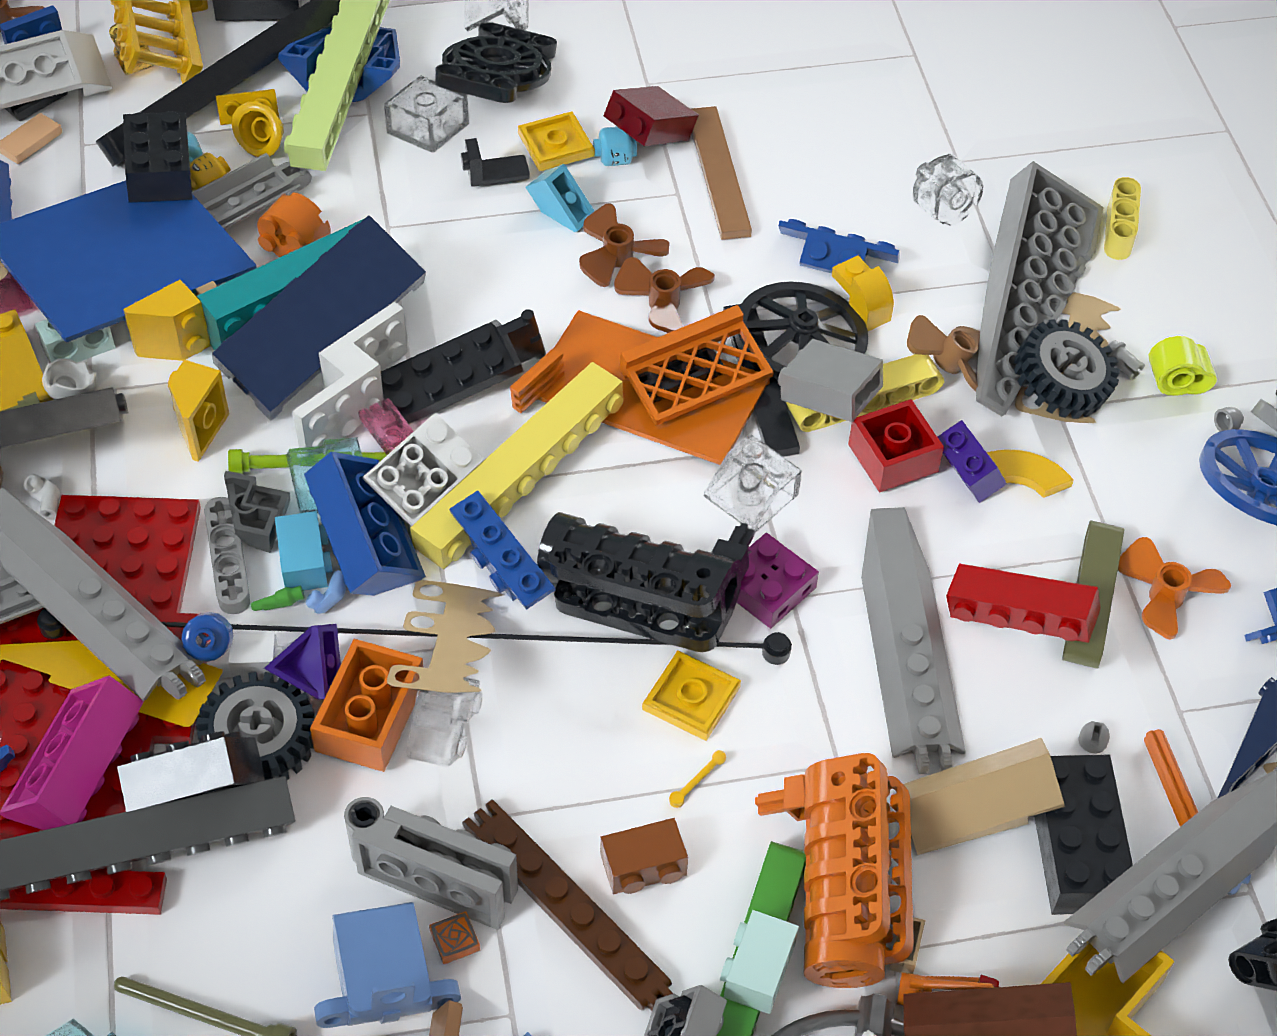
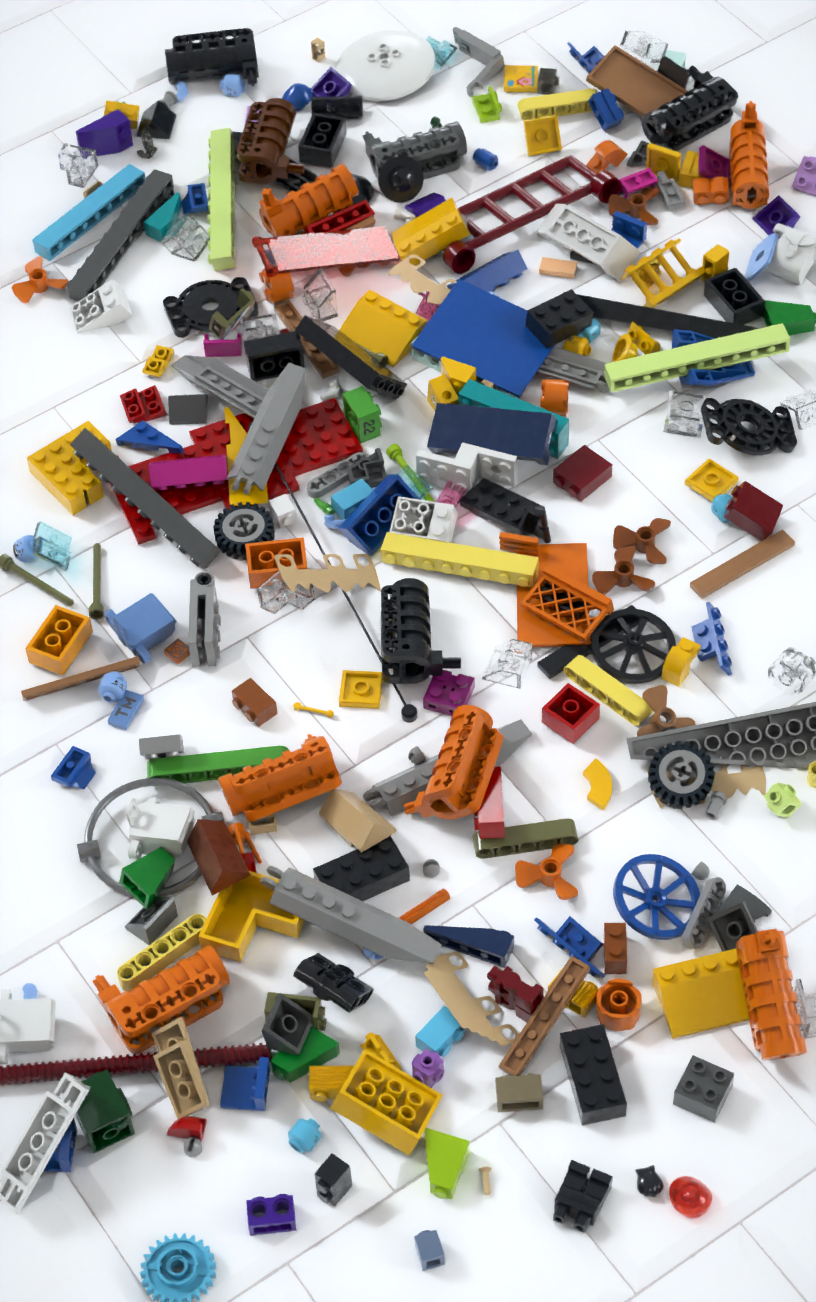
camera: 70 degrees right, 0 degrees up
(67, 378) = (402, 364): white hair -> none
(139, 463) = (362, 414): none -> bright green brick
(180, 343) = (441, 391): none -> yellow torso
(190, 770) = (197, 511): brick -> none
(198, 404) = (409, 418): yellow slope -> none
(219, 633) = (272, 483): blue head -> none
(310, 660) = (285, 526): dark purple slope -> none
(450, 261) = (582, 473): none -> dark red brick
(492, 170) = (663, 458): black bracket -> none
(501, 552) = (393, 570): blue bracket -> none
(560, 197) = (664, 500): medium azure slope -> none
(574, 910) = (216, 686): reddish brown hinge -> none
(760, 961) = (210, 759): light aqua brick -> none
(831, 380) = (588, 662): light grey brick -> none
(868, 667) = (416, 755): none -> light grey hinge
(951, 609) = (461, 767): none -> orange piece
(971, 461) = (581, 751): dark purple brick -> none
(1162, 286) = (782, 799): none -> yellowish green brick
(1181, 366) = (723, 832): neon yellow piece -> none

